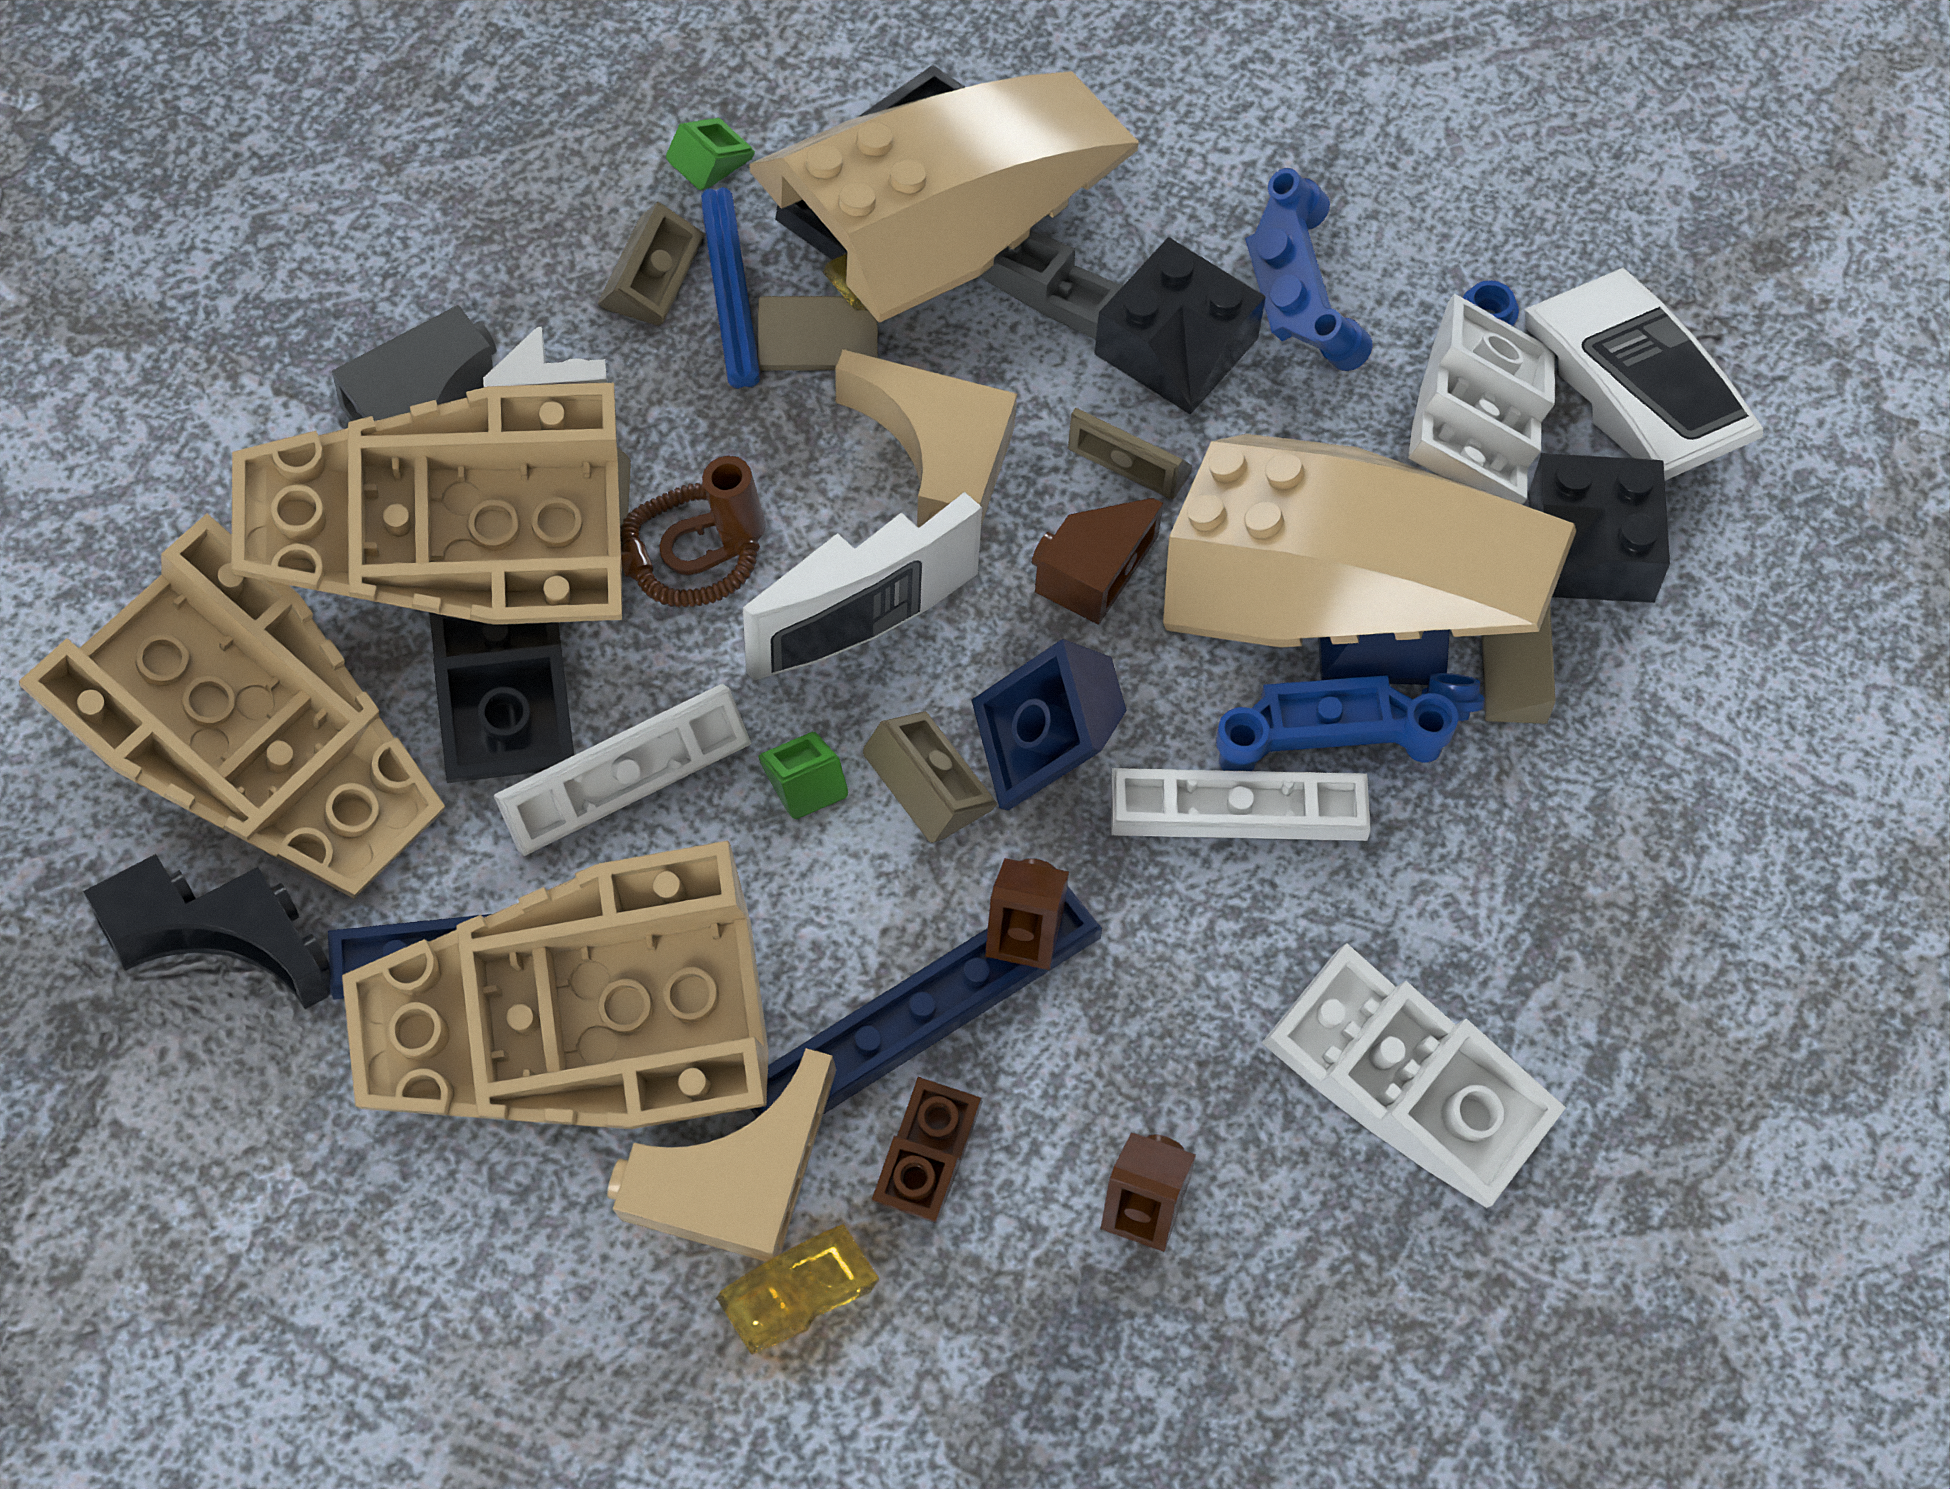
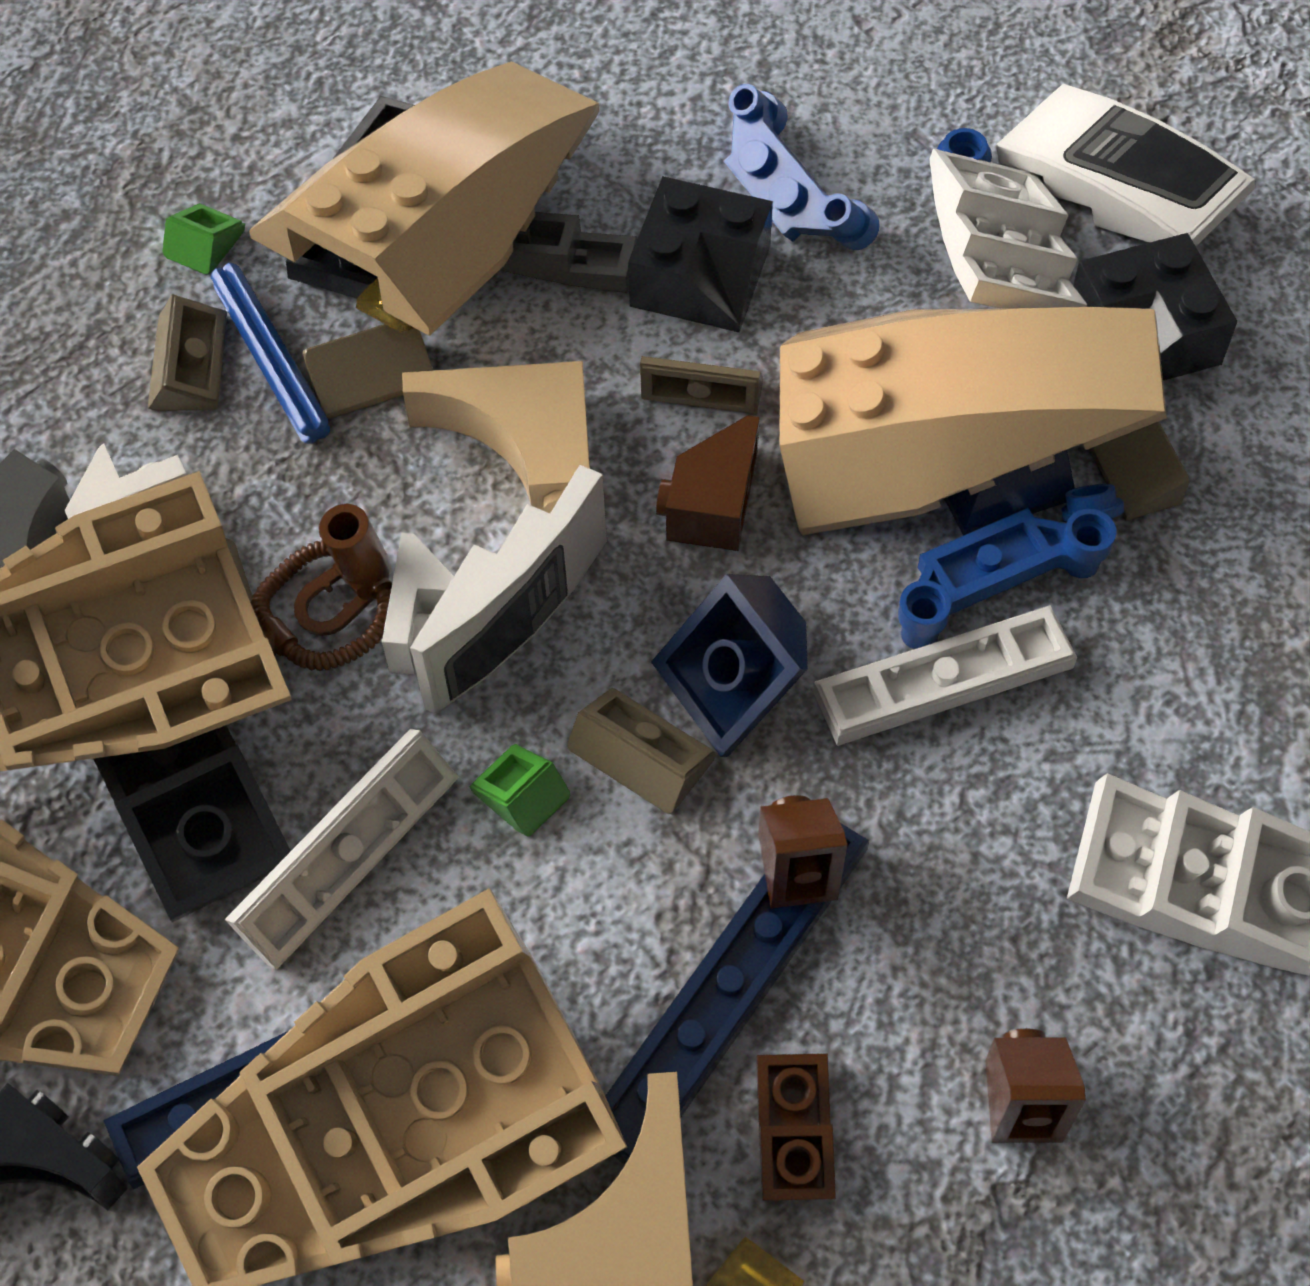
camera: 15 degrees left, 0 degrees up
(774, 555) = (415, 591): none -> white slope

